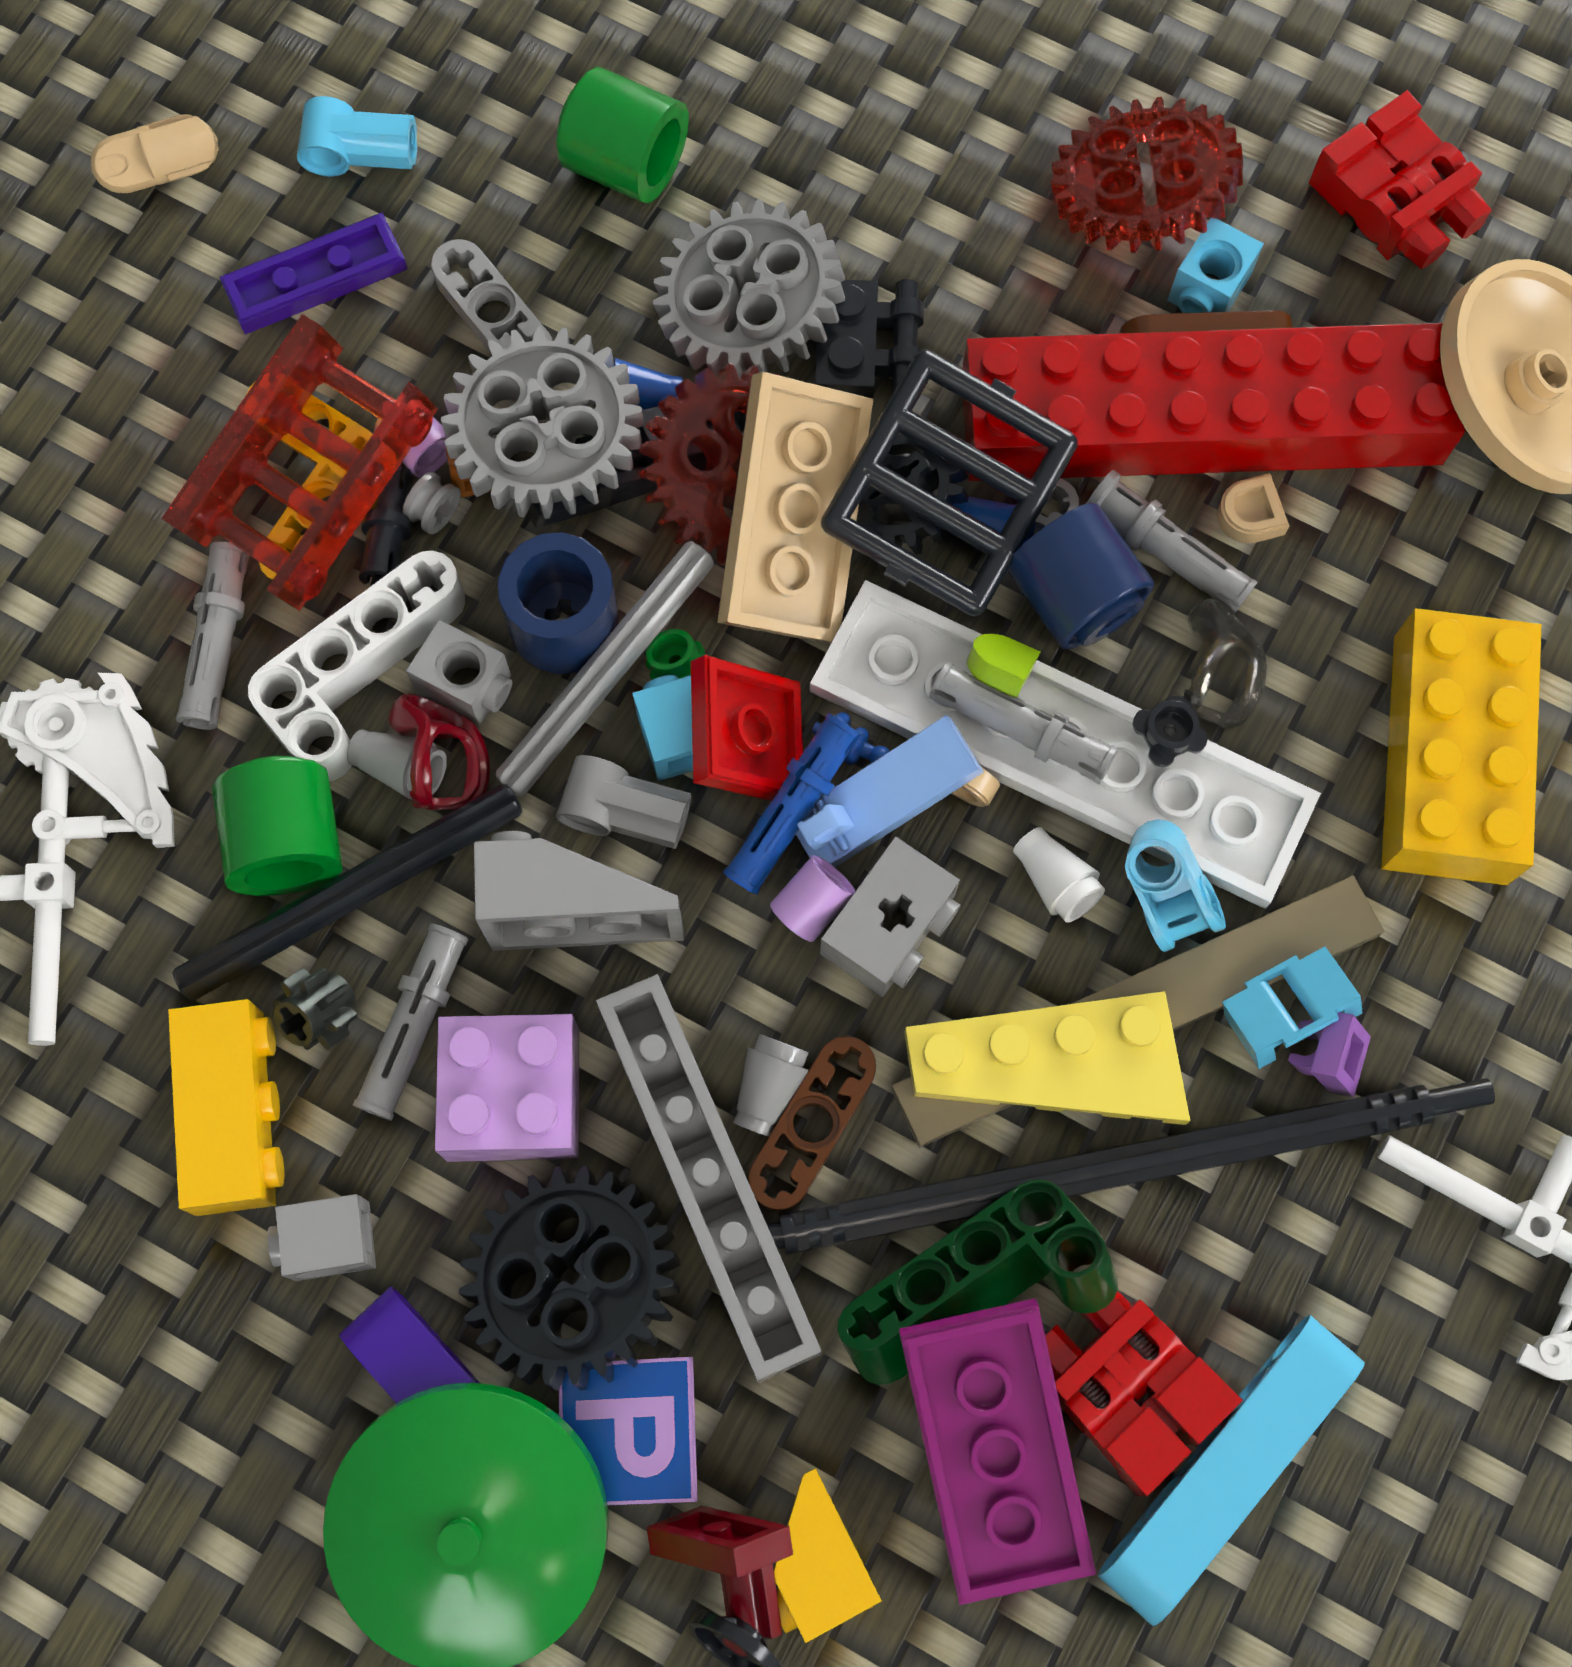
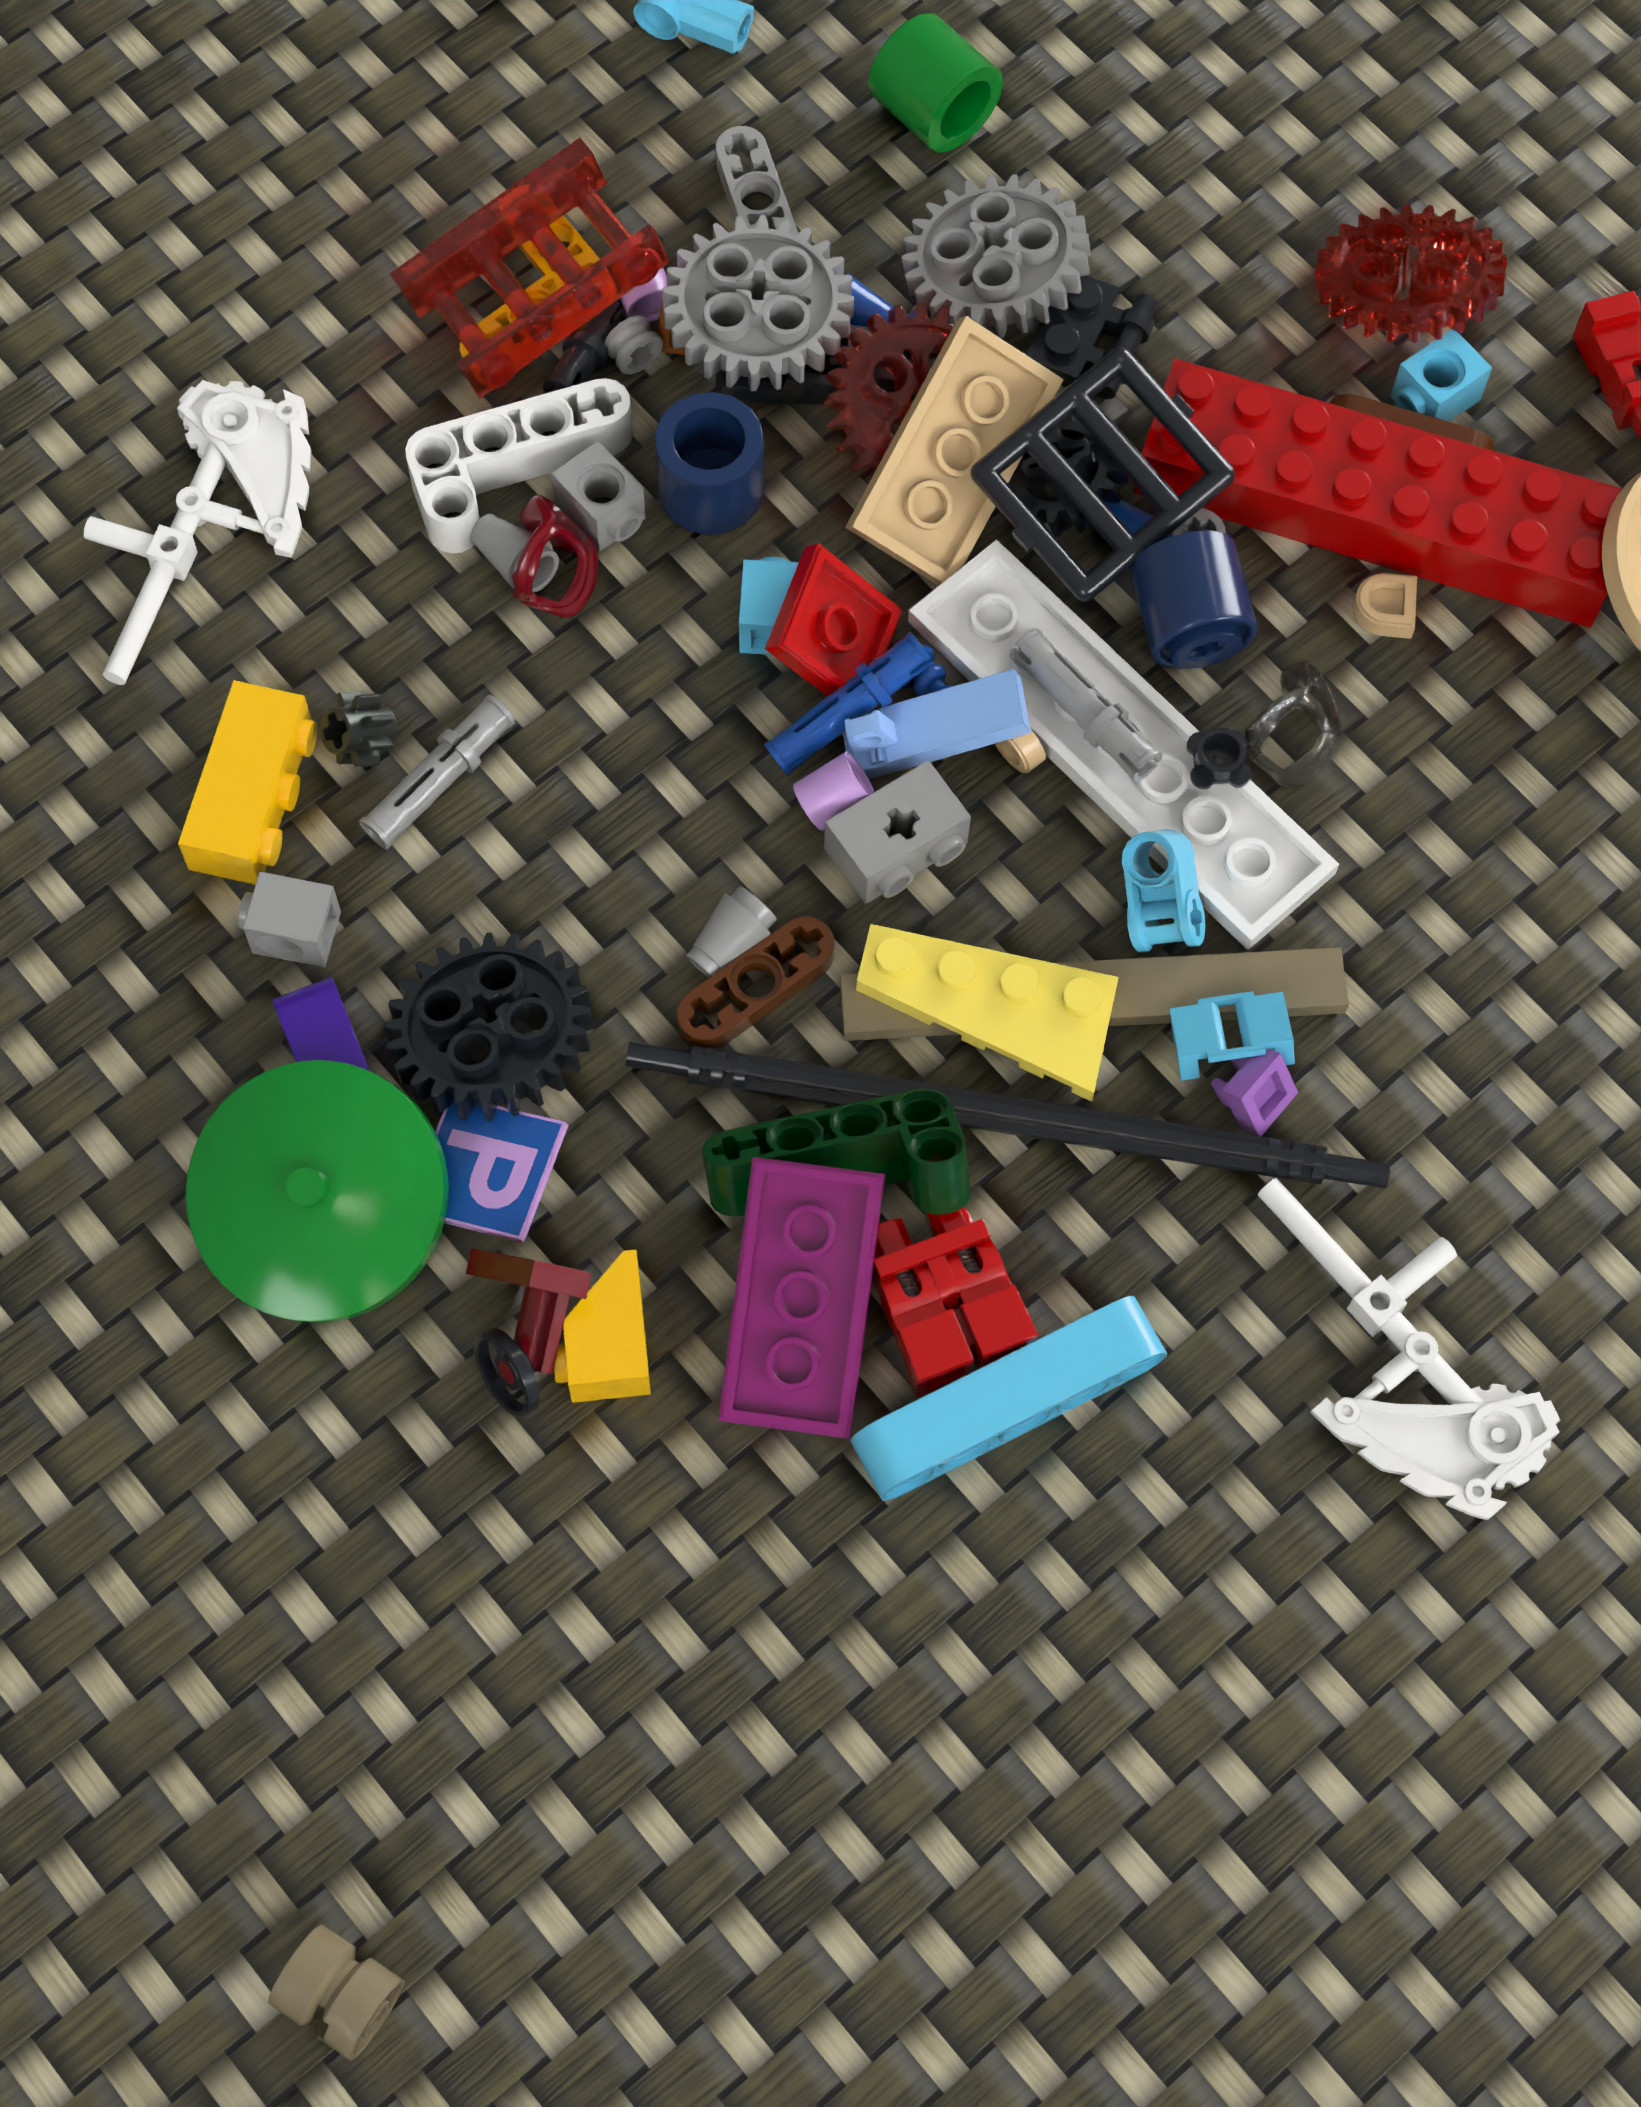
camera: 20 degrees right, 5 degrees down
(217, 612) = (407, 375): light grey pin -> none
(276, 826) = (386, 565): green piece -> none
(313, 273) = (609, 115): dark purple tile -> none
(346, 892) = (428, 646): black axle -> none
(507, 1088) = (499, 853): lavender brick -> none
(552, 898) = (607, 709): light grey slope -> none
(605, 668) = (729, 535): light grey axle -> none
(607, 799) = (685, 646): light grey piece -> none
(672, 654) = (791, 539): green plate -> none
(709, 1179) = (642, 987): light grey brick -> none
(1001, 662) = (1088, 647): lime tile -> none
(1060, 877) = (1068, 855): white cone -> none
(1146, 527) = (1279, 584): light grey pin -> none
(1462, 747) = (1489, 870): yellow brick -> none

